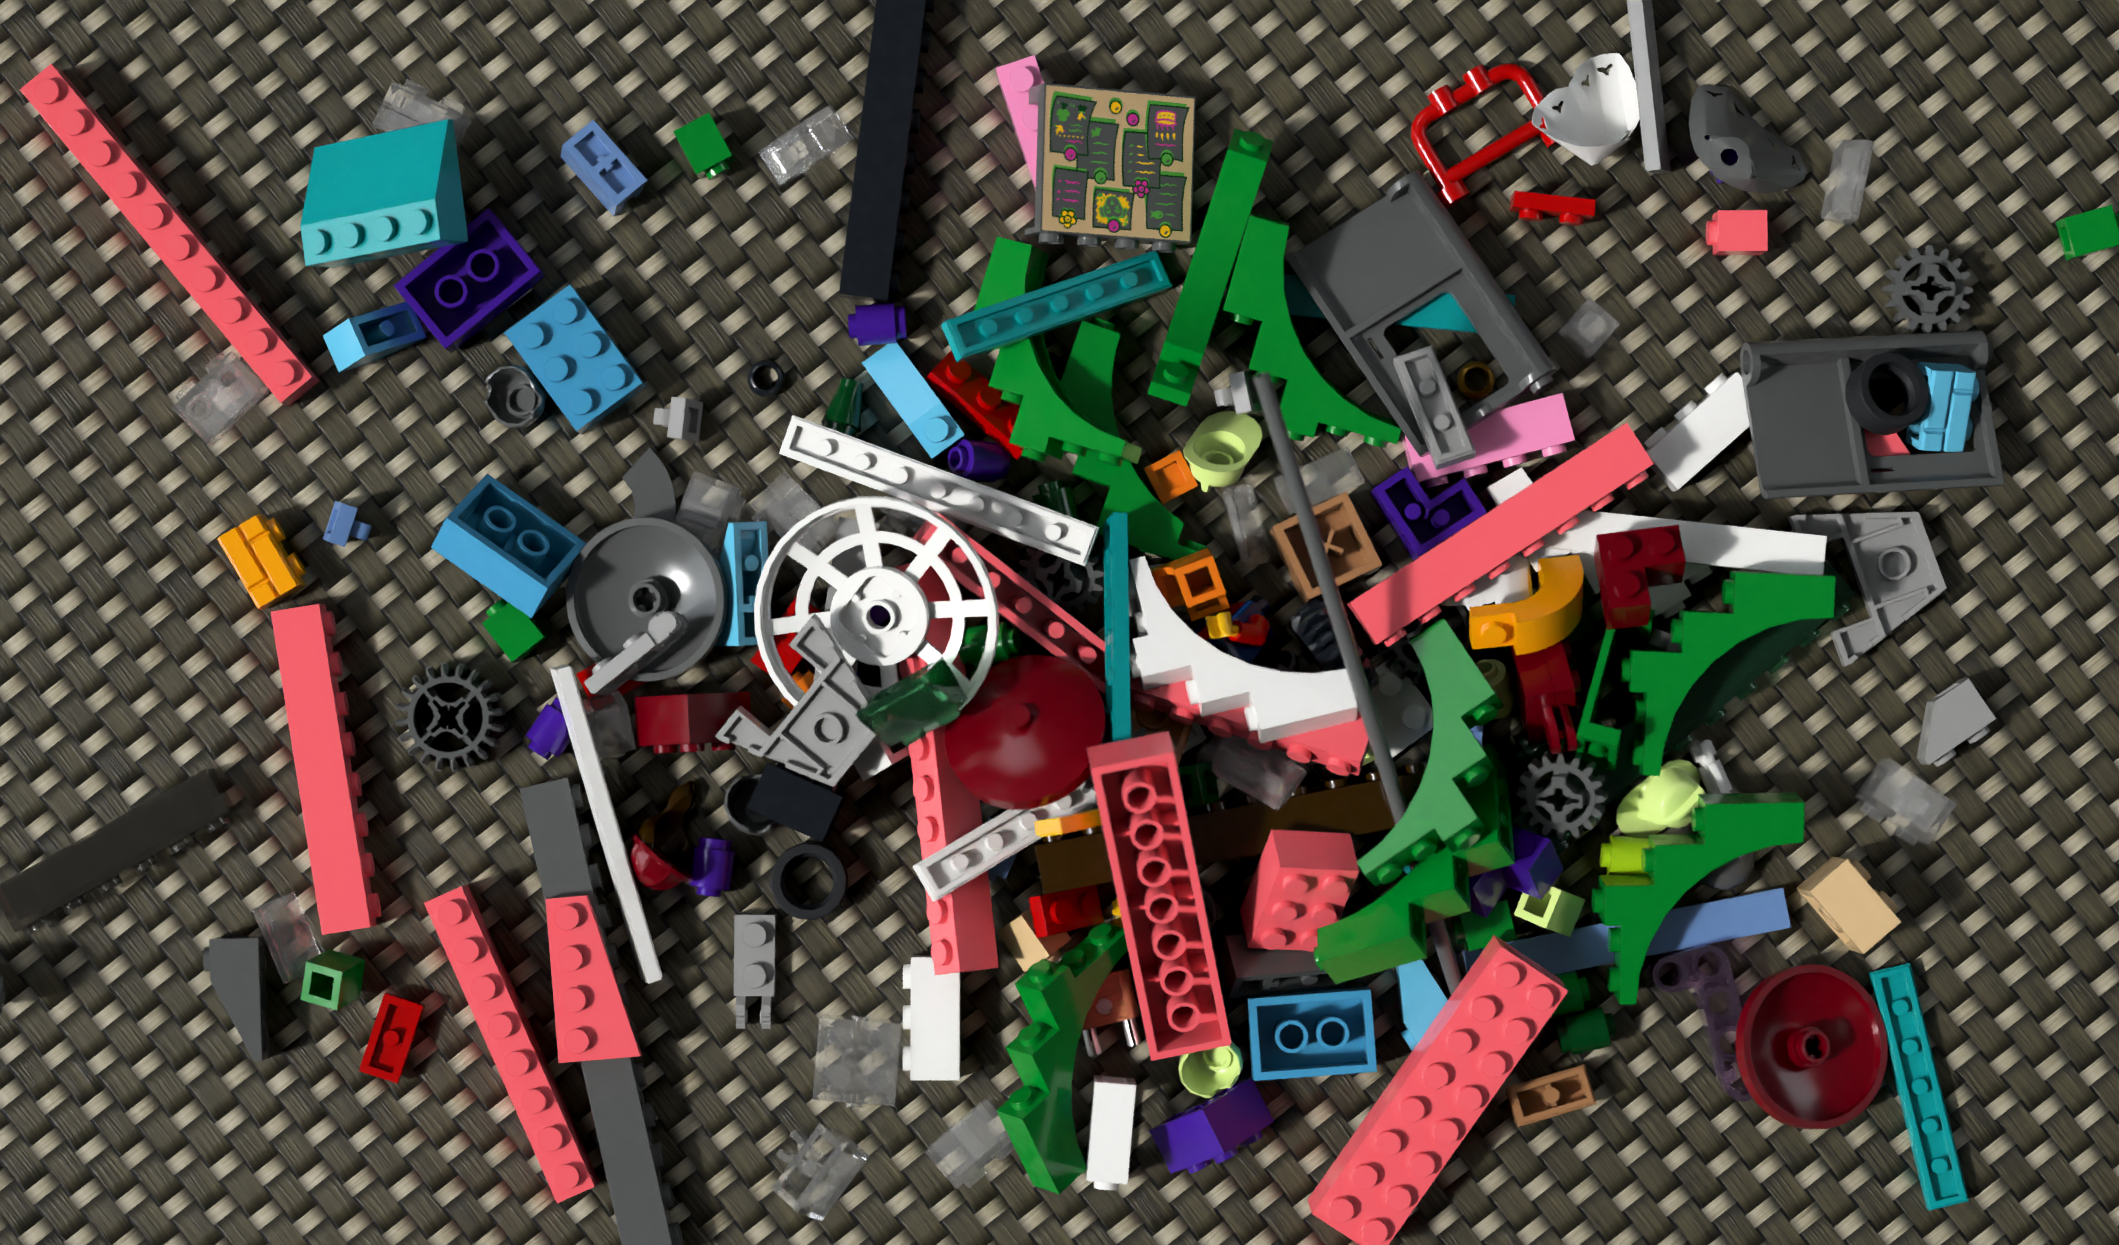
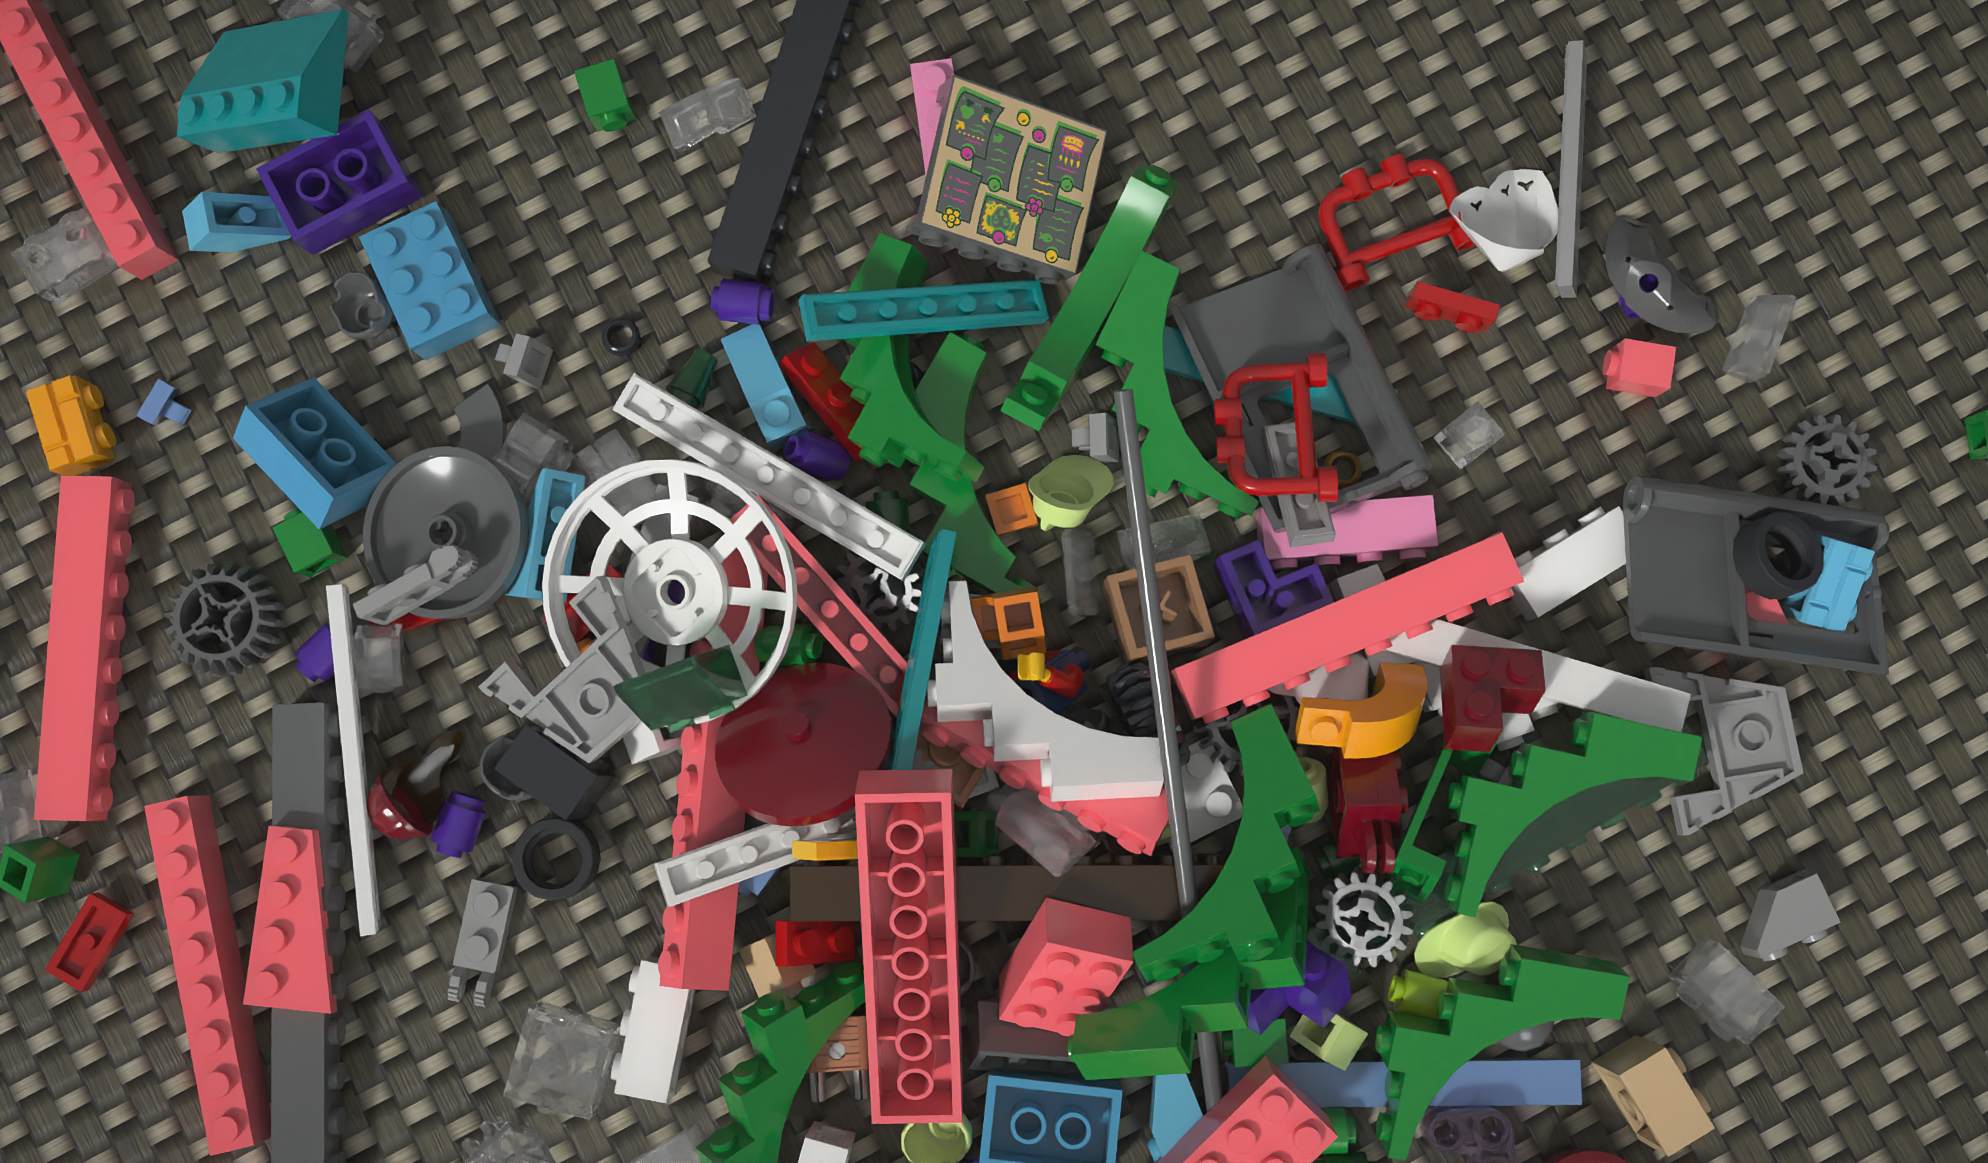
camera: 15 degrees right, 5 degrees down
(603, 167) = (499, 97): medium blue hinge -> none
(686, 720) = (458, 665): dark red brick -> none
(1366, 386) = (1231, 448): none -> red bar
(1710, 770) = (1521, 919): white axle -> none

